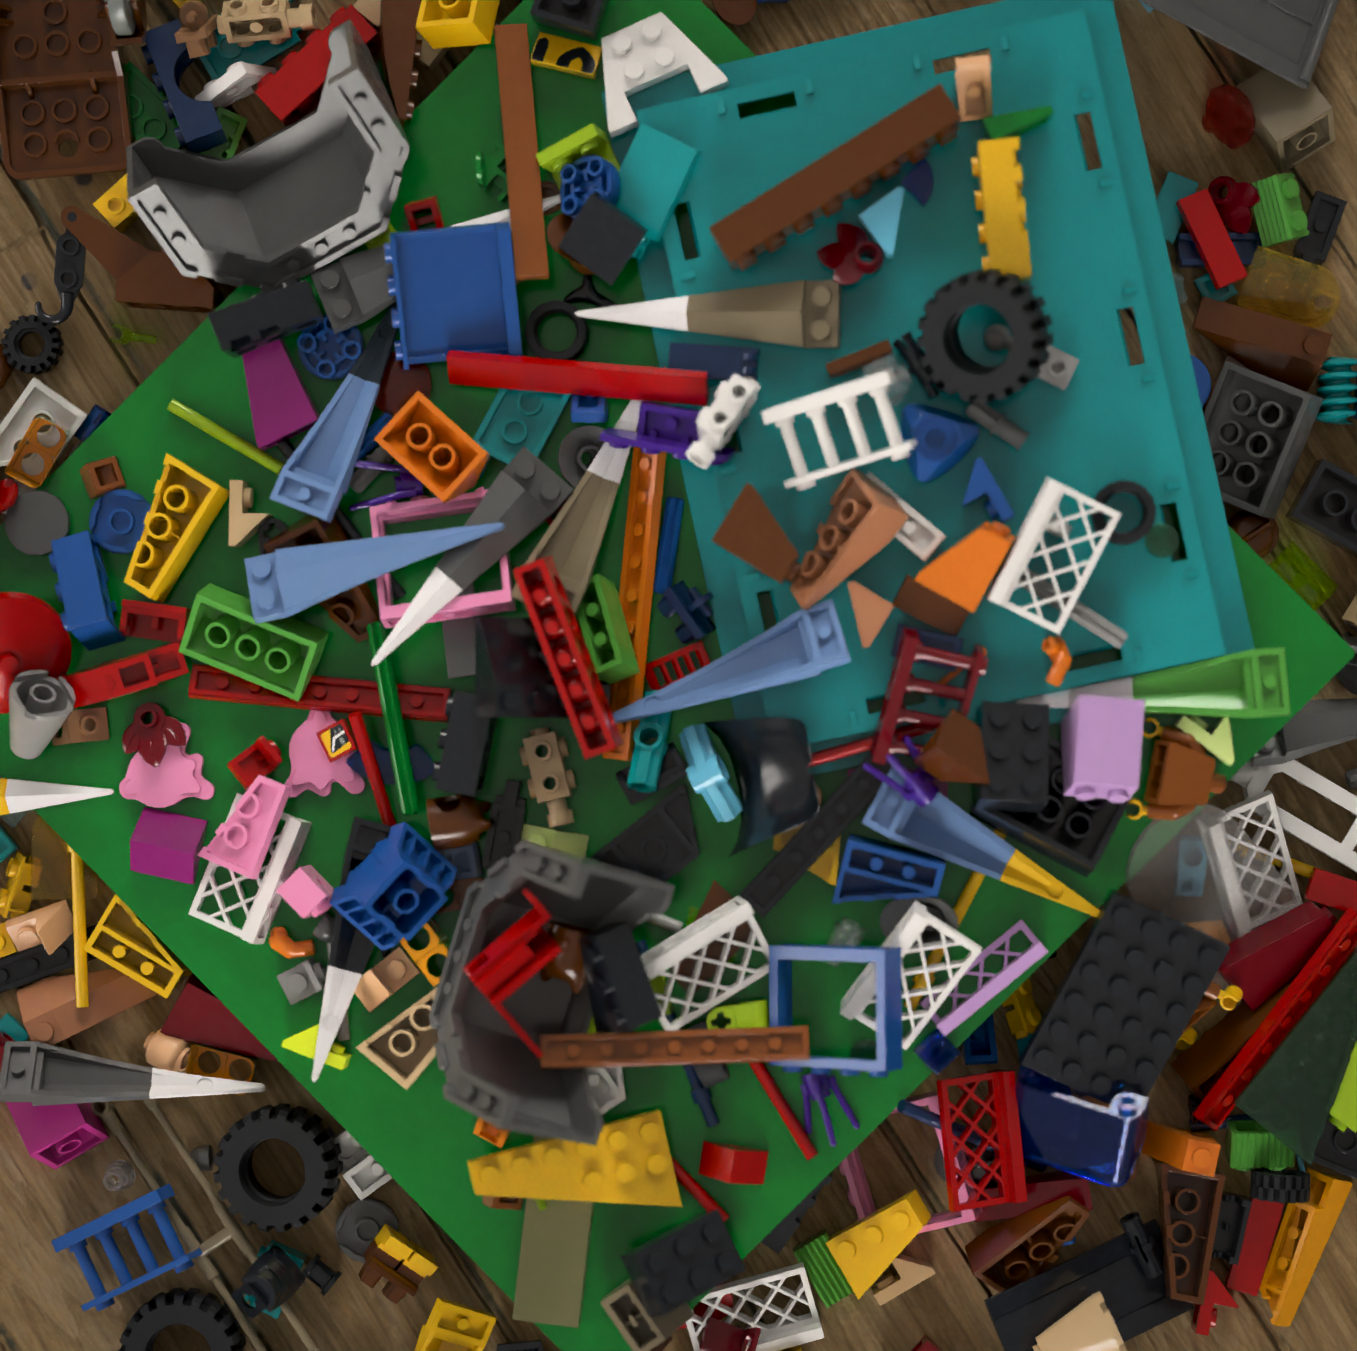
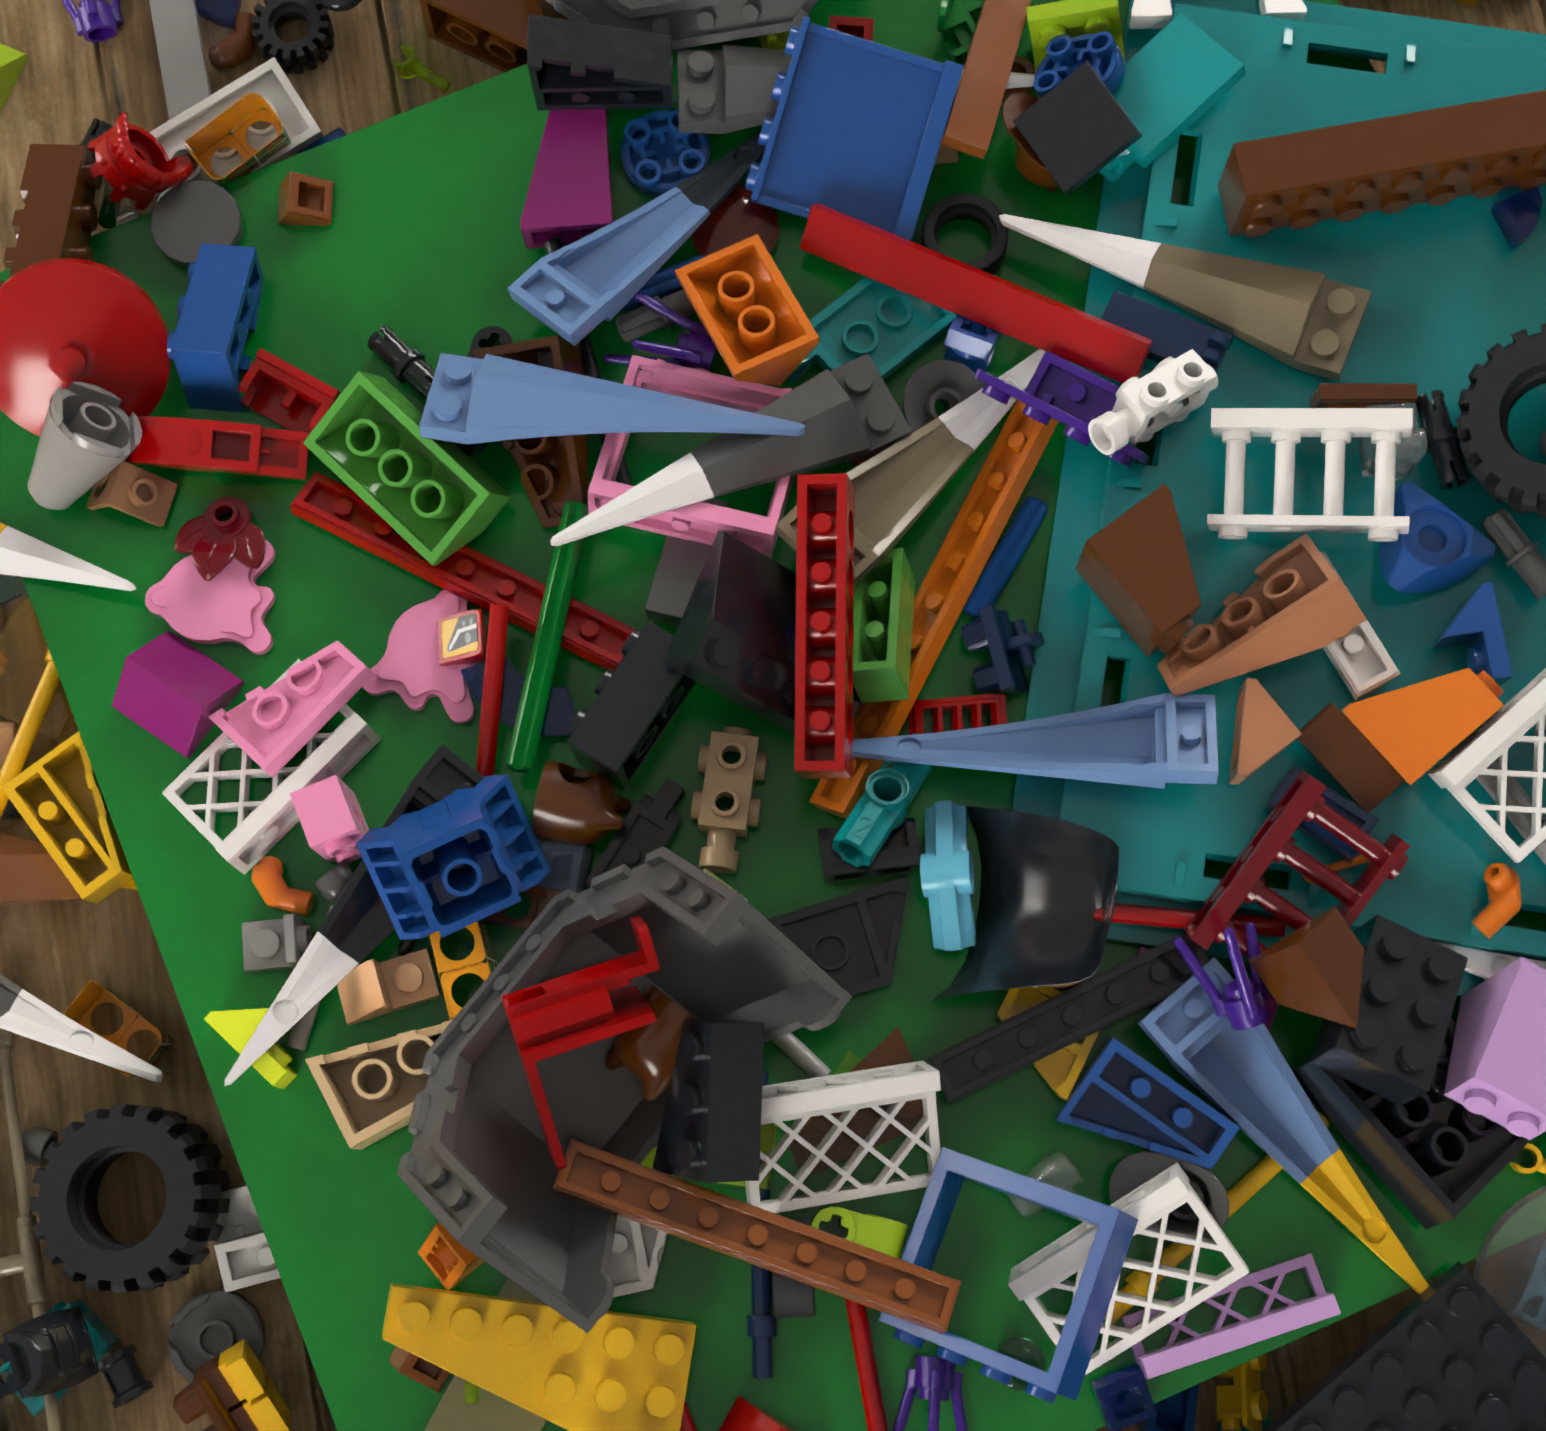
camera: 15 degrees right, 10 degrees down
(119, 520) = (305, 264): blue tile -> none
(167, 1051) = (56, 975): light nougat head -> none
(174, 527) = (369, 286): yellow wedge -> none
(207, 1021) = (124, 955): dark red slope -> none
(220, 566) = (406, 363): none -> black pin
(225, 436) = (480, 205): lime bar -> none
(241, 523) = (459, 315): tan slope -> none
(258, 759) = (351, 623): red bracket -> none
(588, 294) = (1024, 207): black piece -> none
(847, 253) = (1398, 269): dark red plate -> none
(882, 221) = (1454, 239): medium azure slope -> none

